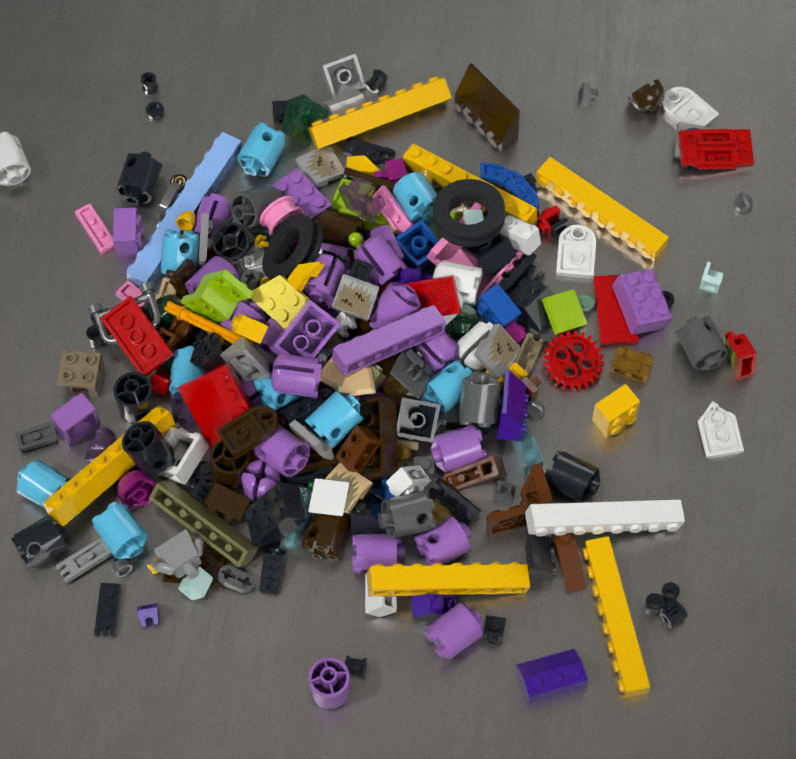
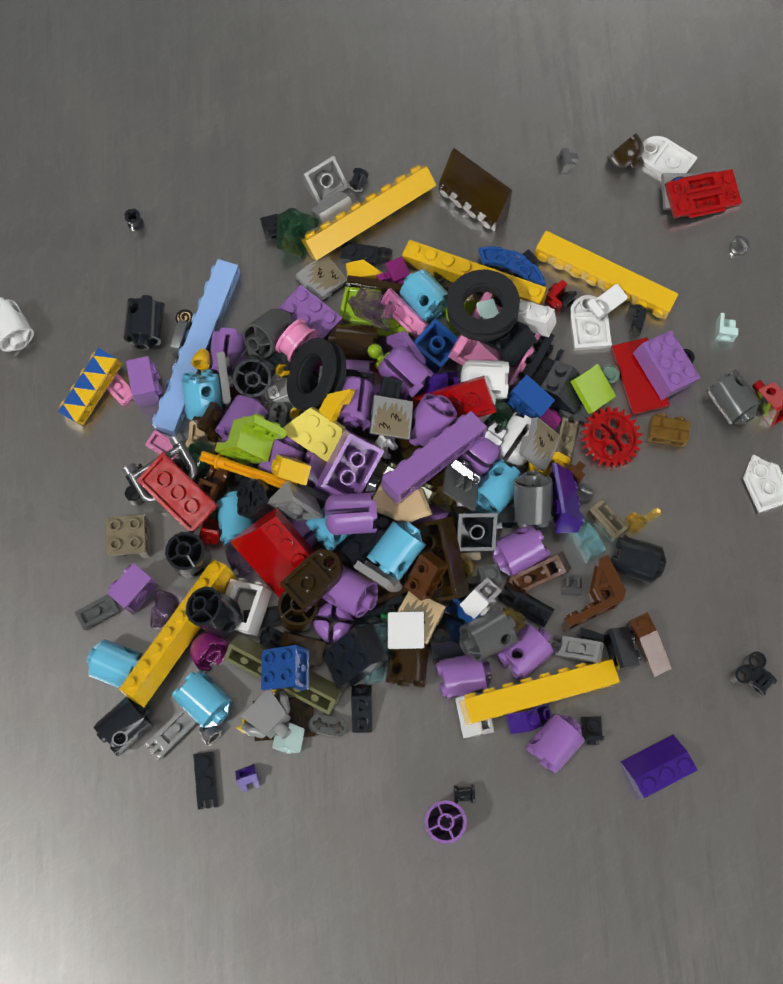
camera: 10 degrees left, 10 degrees up
(74, 229) = (90, 387): none -> yellow brick
(155, 110) = (145, 246): black tile -> none
(207, 511) = (285, 668): none -> blue bracket
(261, 150) = (260, 272): medium azure cylinder -> none
(455, 337) = (495, 436): none -> tile
(495, 549) = (578, 648): none -> light grey hinge
(512, 542) = (591, 635): none -> black bracket
(551, 436) = (607, 520): none -> dark tan hinge
(582, 445) = (637, 522): none -> clear yellow bar
(596, 233) = (607, 302): none -> white bracket
(604, 517) = (678, 598): white brick -> none
(616, 411) = (662, 486): yellow brick -> none
(616, 617) = (708, 695): yellow brick -> none
(626, 254) = (639, 314): none -> black bracket

